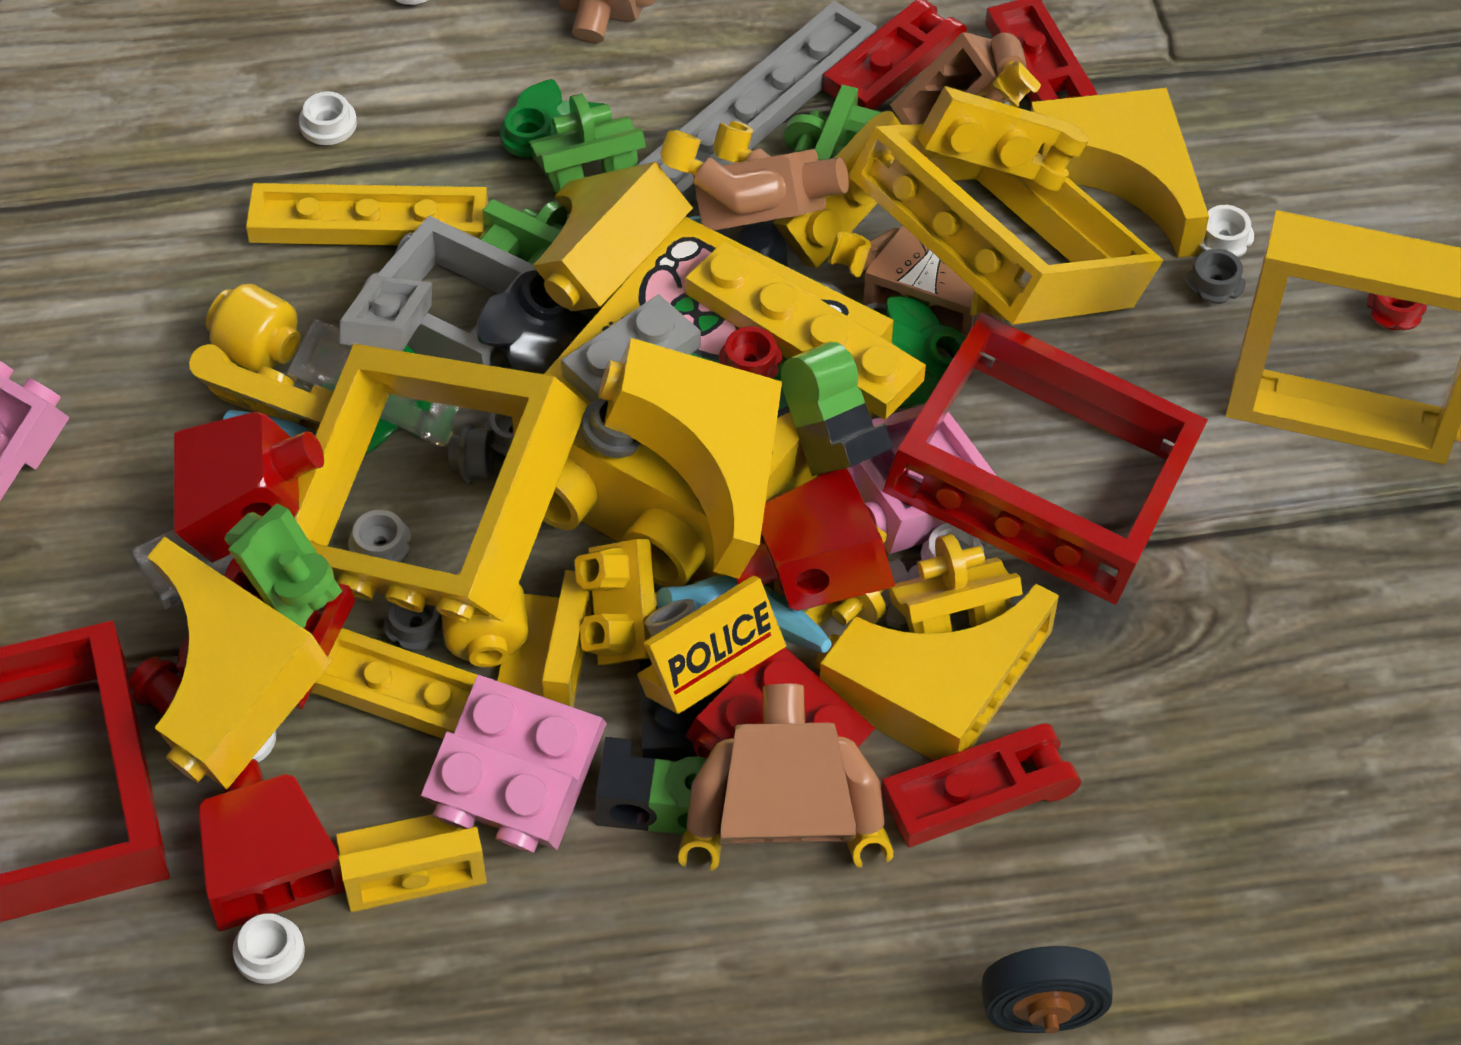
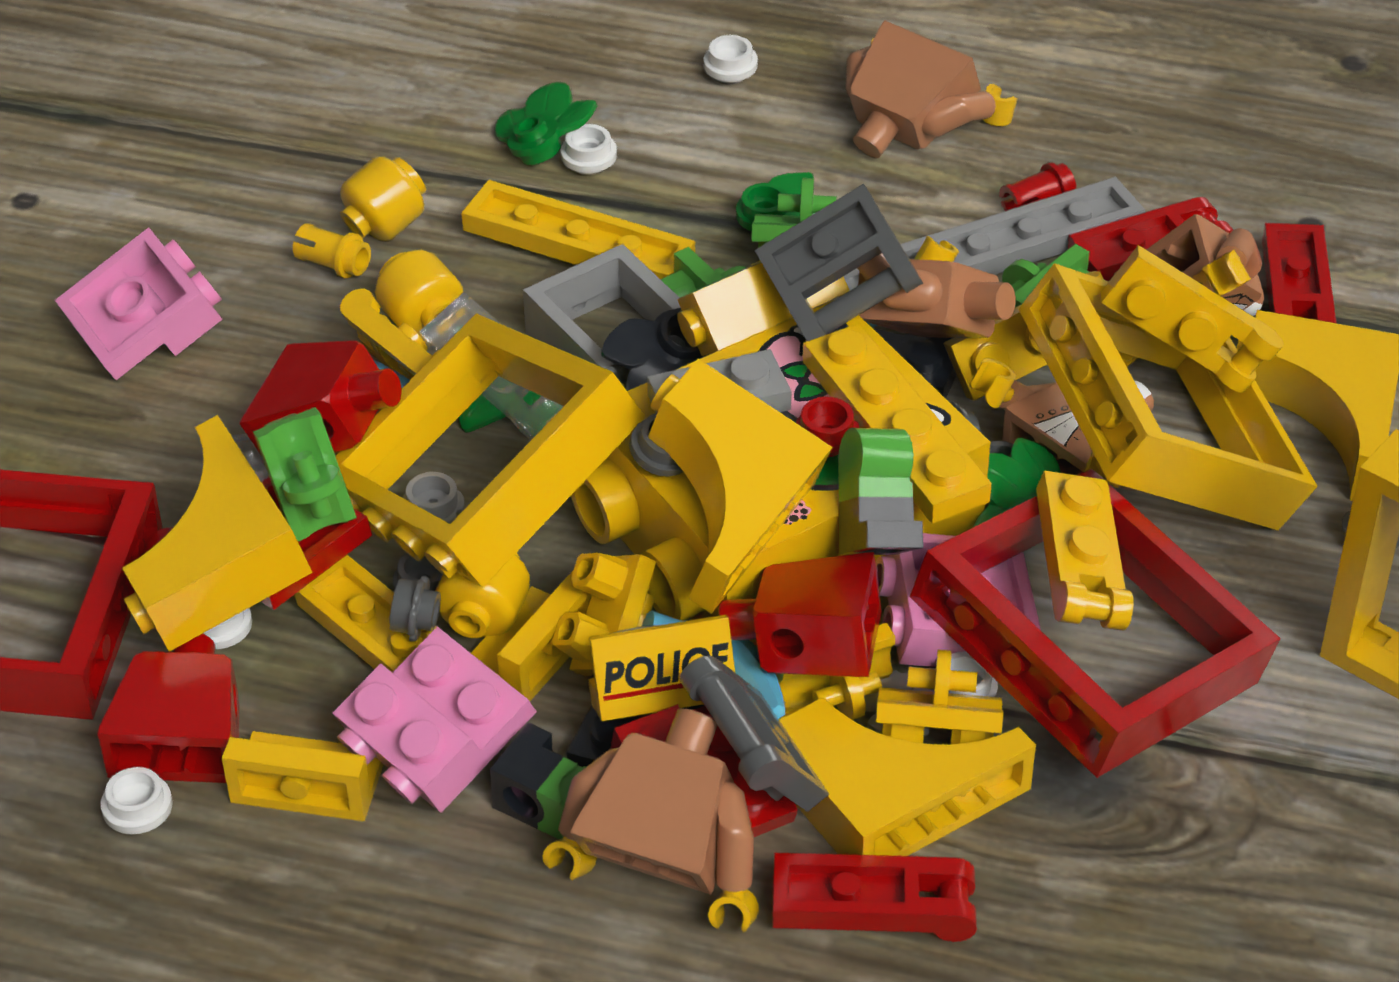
camera: 25 degrees right, 10 degrees down
(136, 306) = (345, 254): none -> yellow pin
(158, 236) = (382, 198): none -> yellow head
(268, 103) = (536, 129): none -> green plate
(386, 313) = (526, 302): light grey plate -> none
(440, 660) = (414, 607): none -> dark grey plate
(673, 180) = (829, 248): none -> dark grey plate
(776, 26) = (1049, 182): none -> red pin
(830, 679) = (755, 733): none -> dark grey plate
(1022, 400) = (1082, 551): none -> yellow plate

